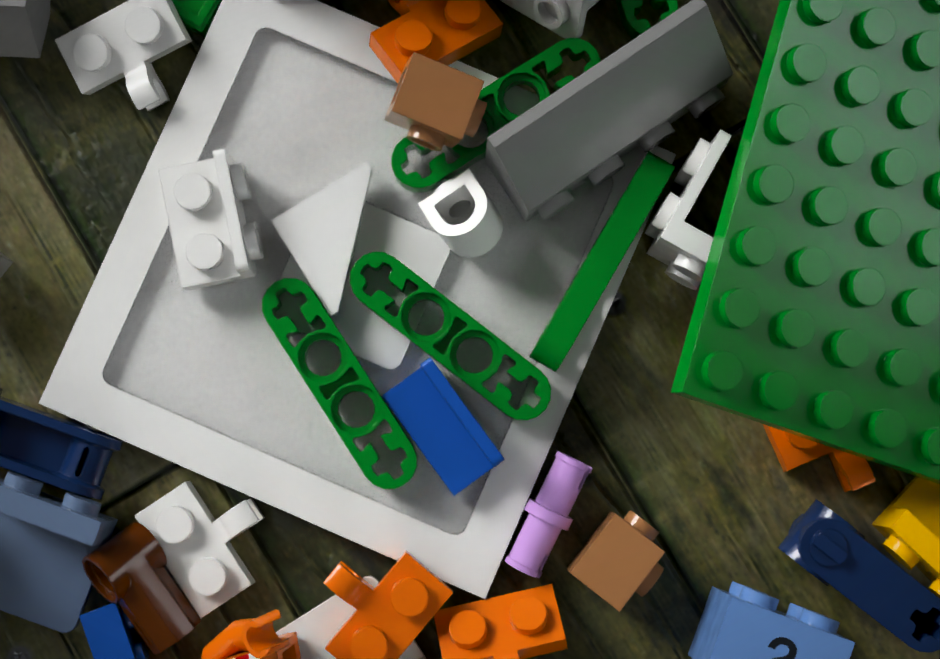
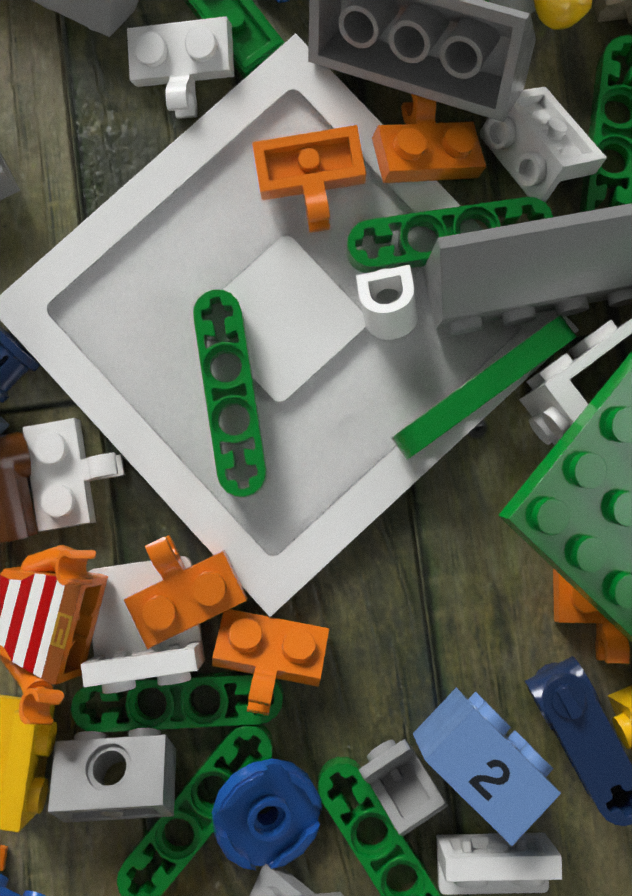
camera: 25 degrees right, 0 degrees up
(209, 221) = (183, 220): white bracket -> none
(318, 107) = (309, 167): none -> orange plate
(325, 232) = (270, 270): white tile -> none
(436, 103) = (406, 198): medium nougat brick -> none
(442, 427) = (296, 464): blue panel -> none
(455, 330) = (339, 392): green beam -> none
(548, 514) = (350, 572): lavender pin -> none
(619, 559) = (392, 633): medium nougat brick -> none

